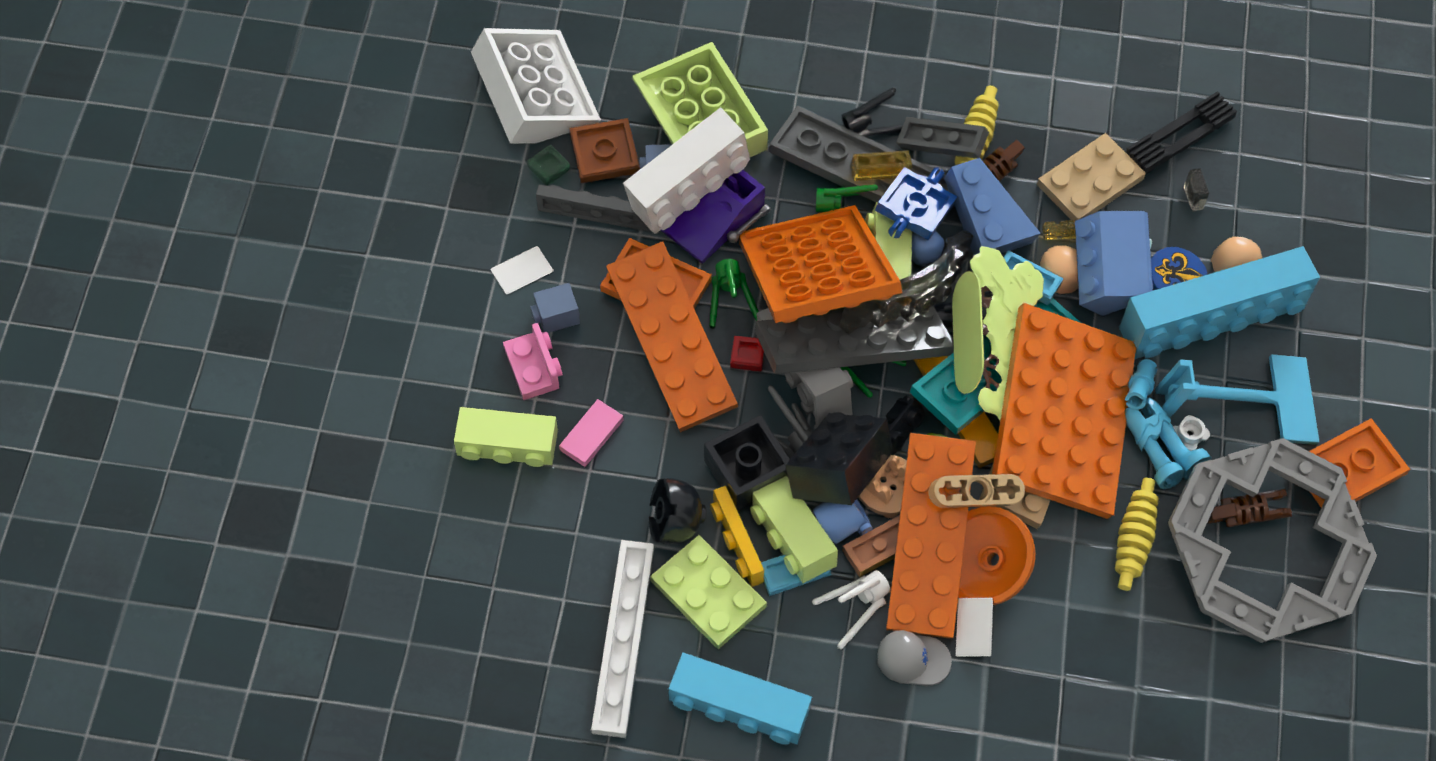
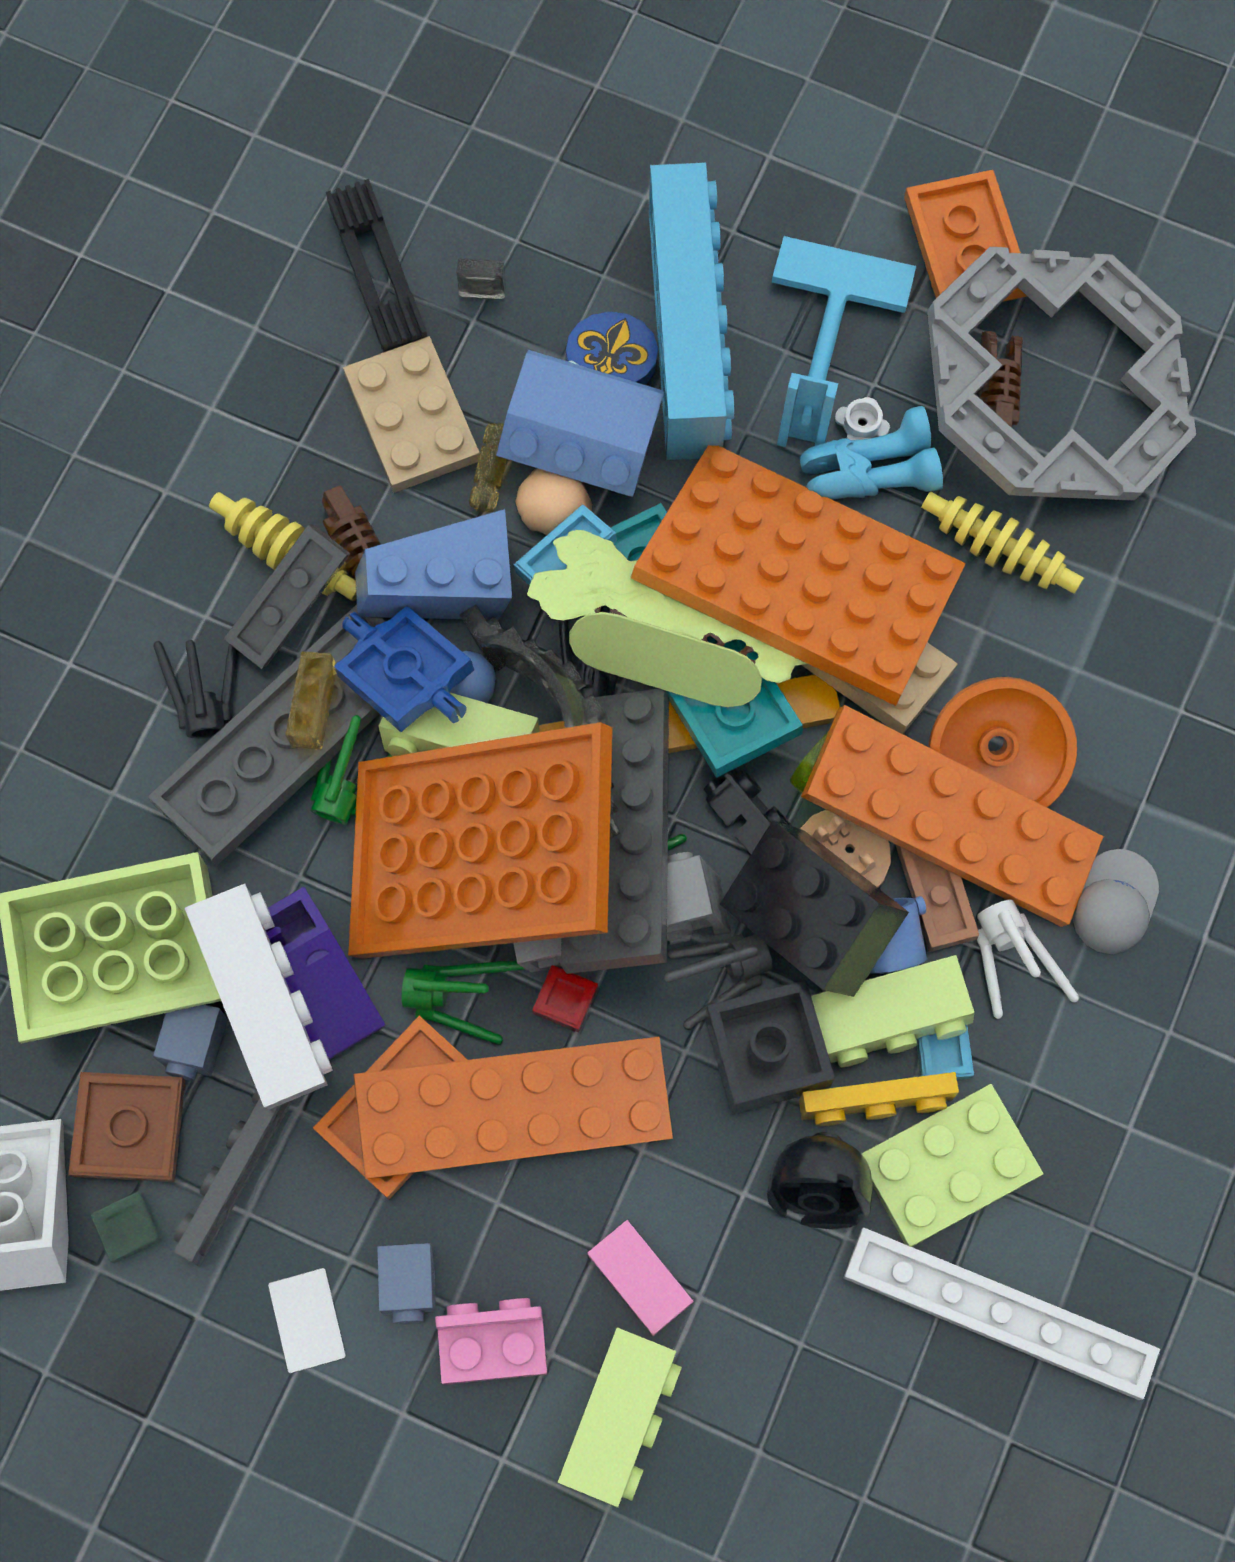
camera: 75 degrees left, 10 degrees up
(733, 236) = (360, 962): flat silver hinge -> none
(739, 699) = (1137, 1165): medium azure brick -> none
(974, 627) = (1095, 802): white sticker -> none
(998, 481) = (911, 745): tan beam -> none
(1141, 384) = (782, 457): medium azure pin -> none
(1235, 252) = (607, 267): light nougat hair -> none

